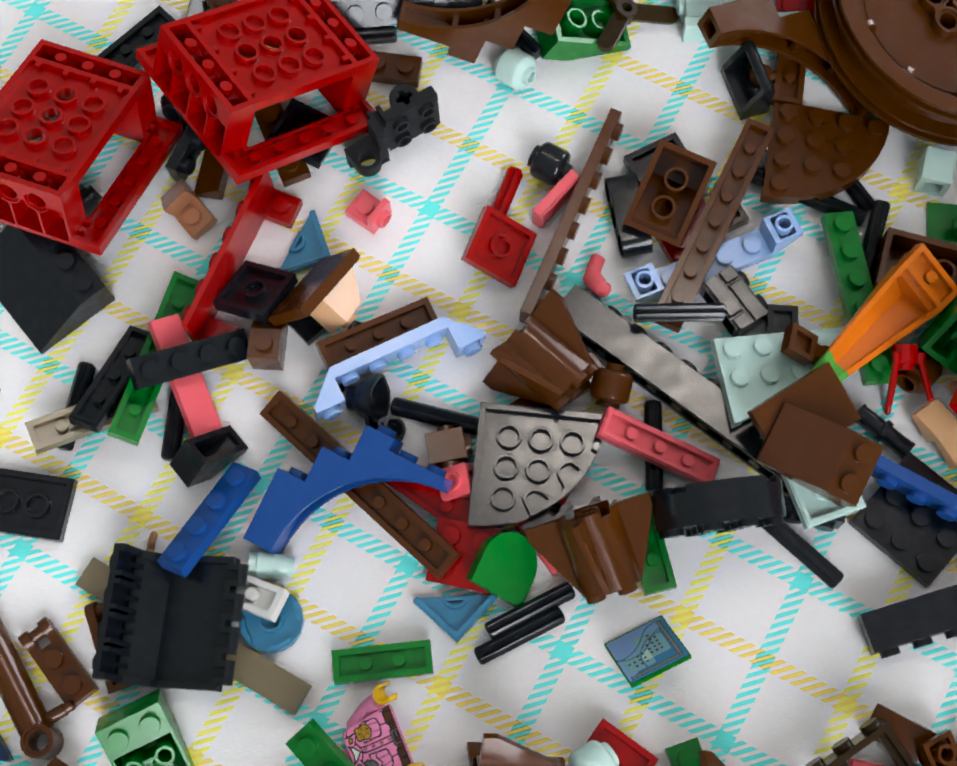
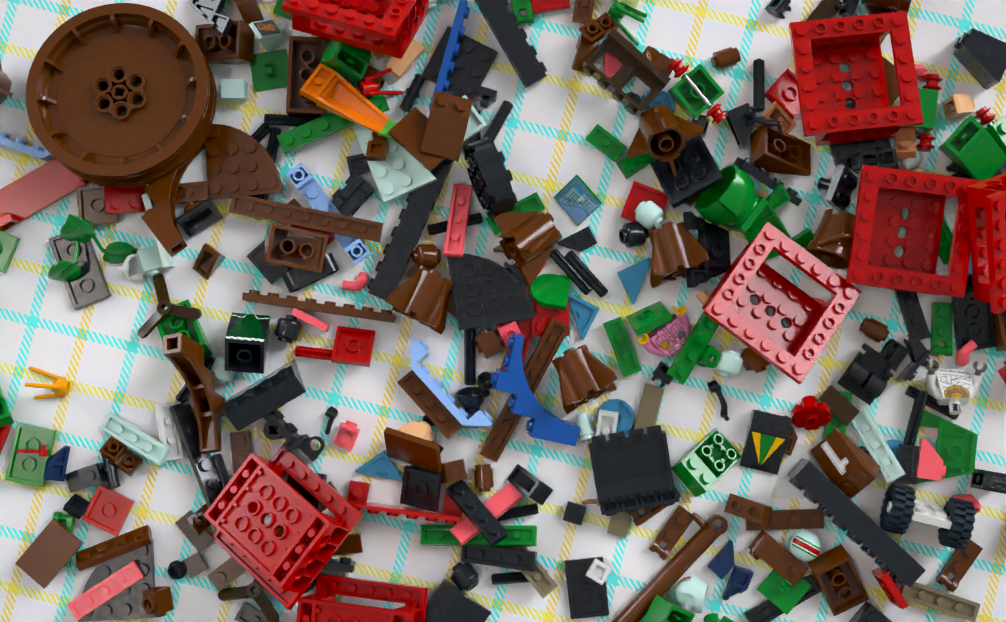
camera: 100 degrees left, 15 degrees up
(38, 526) = (598, 571): none -> white tile
(104, 324) = (465, 576): none -> black head
(142, 513) = (574, 513): none -> black plate
(188, 209) = (373, 552): nougat slope -> none
(209, 519) = (568, 470): blue plate -> none
(242, 388) = (483, 477): none -> reddish brown brick
(320, 713) = (660, 372): none -> black tile
(348, 574) = (582, 377): none -> reddish brown brick
(407, 199) = (332, 414): none -> black hand
(415, 717) = (649, 318): none -> green plate
(457, 98) = (264, 396): none -> black slope
(490, 711) = (633, 277): none -> dark azure tile
(545, 98) = (247, 343): none -> black slope
(565, 731) = (633, 234): none -> black head
(578, 639) = (579, 241): none -> black tile
(679, 312) = (374, 226): black axle -> none
(682, 83) = (208, 261): none -> reddish brown slope
(735, 728) = (606, 143): none -> green plate
(856, 546) = (486, 95): none -> black tile

